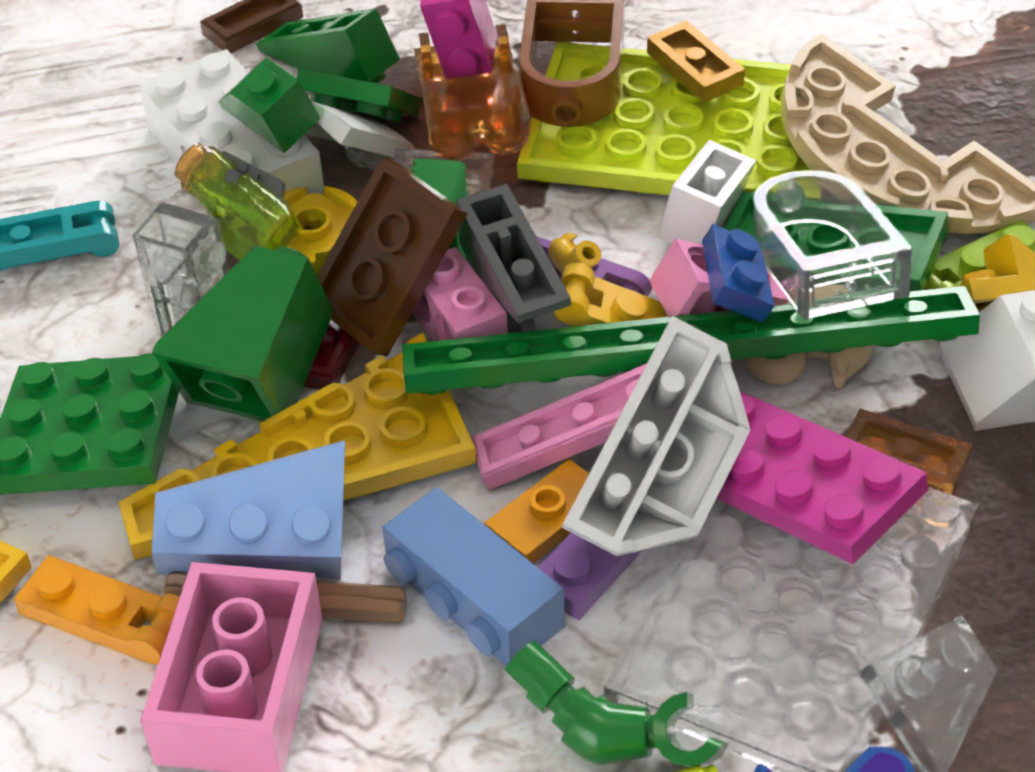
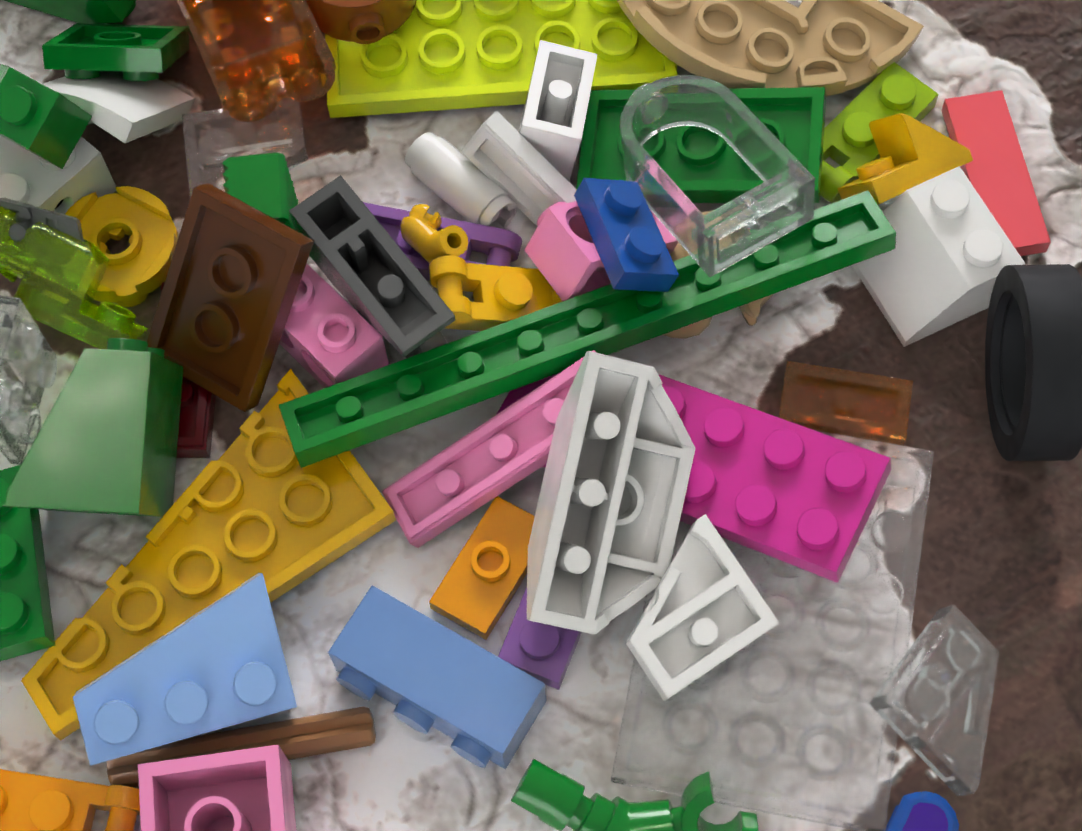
camera: 15 degrees left, 20 degrees up
(615, 238) = (459, 182): none -> white piece
(656, 217) = (517, 167): none -> white tile
(718, 564) = (698, 613): none -> white wing

